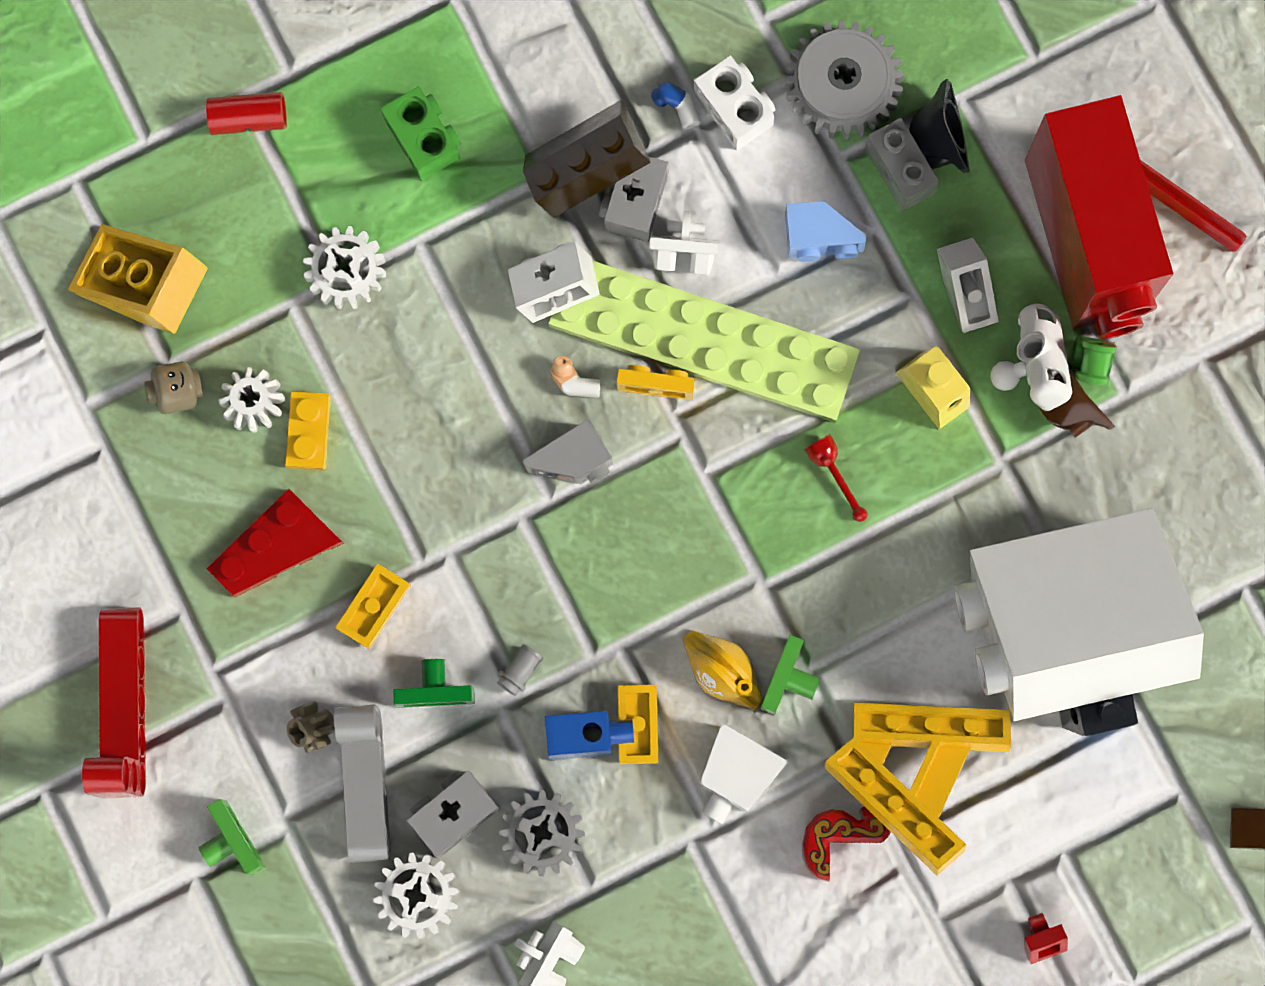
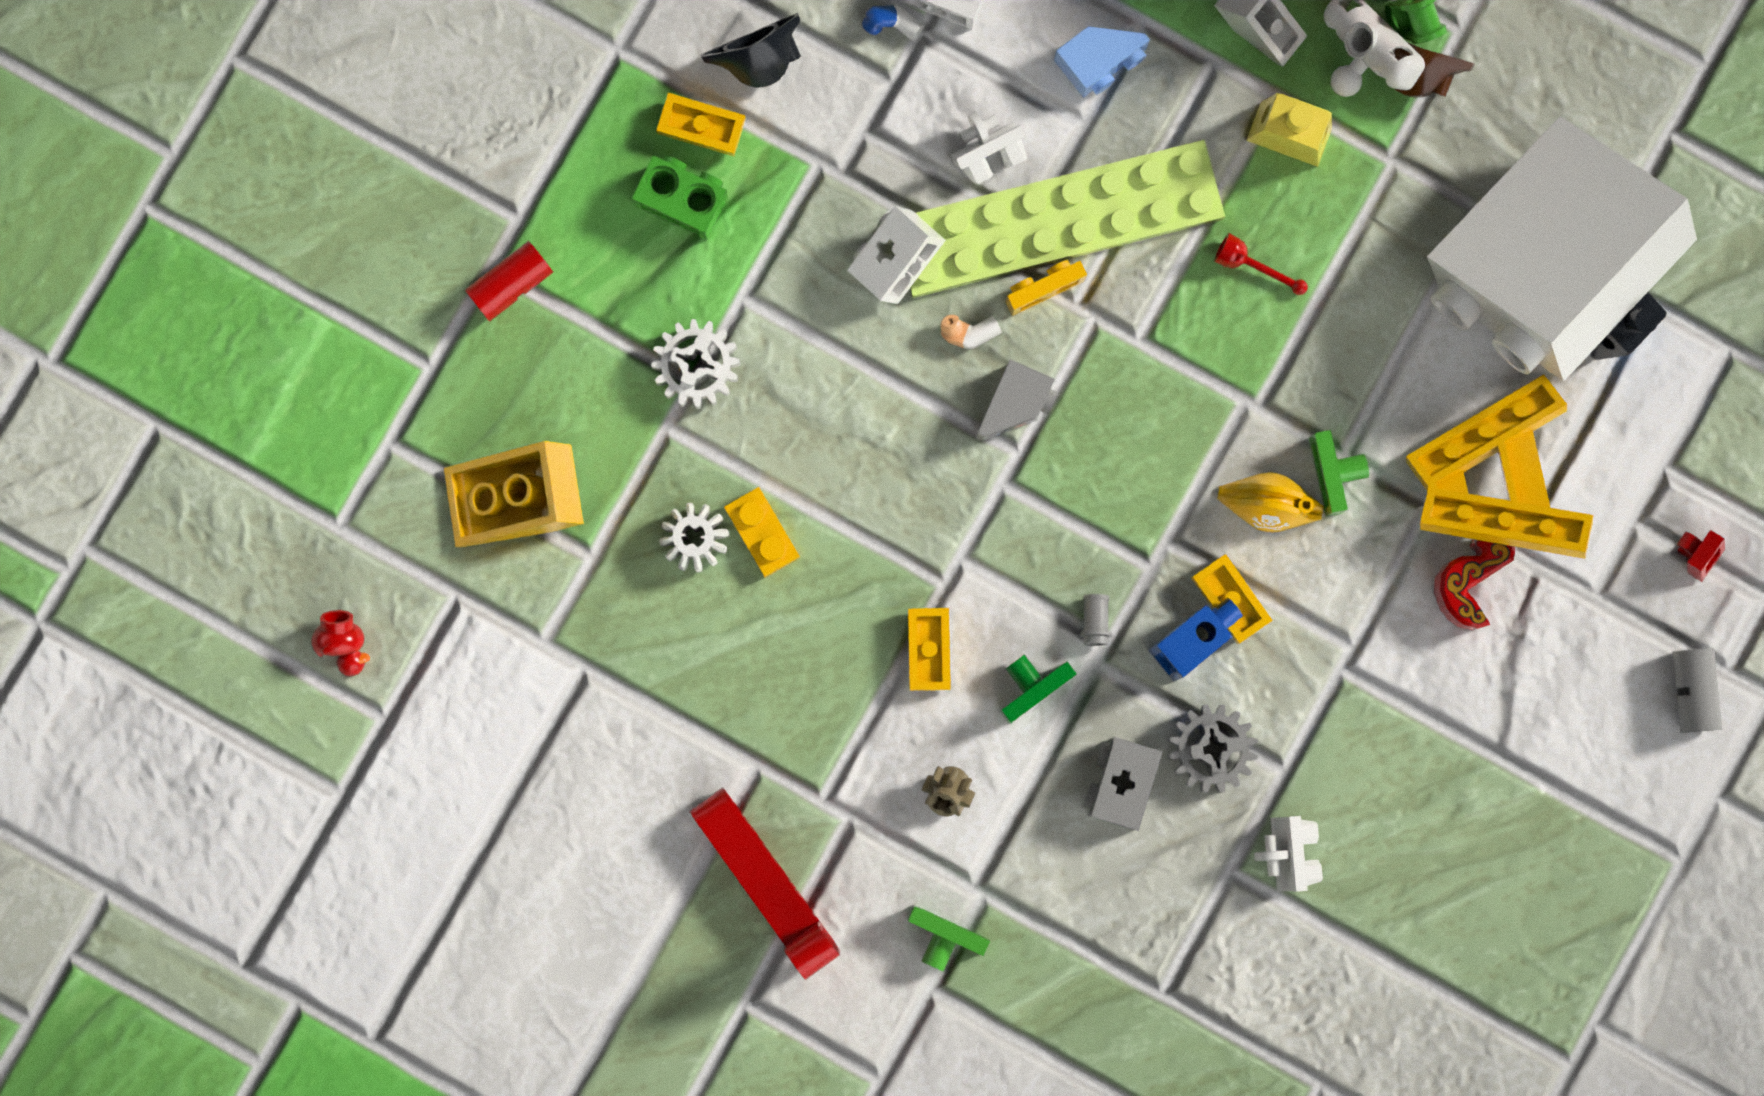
camera: 45 degrees left, 5 degrees up
(174, 387) = (616, 572): dark tan head -> none
(276, 542) = (800, 654): red wing -> none
(364, 782) = (1029, 809): light grey beam -> none
(412, 914) = (1158, 869): white gear -> none
(475, 88) = (701, 124): none -> yellow plate
(554, 65) = (759, 56): none -> black hat
(584, 160) = (848, 125): dark brown slope -> none
(636, 217) = (914, 106): light grey brick -> none
(737, 773) = (1346, 584): white torso -> none

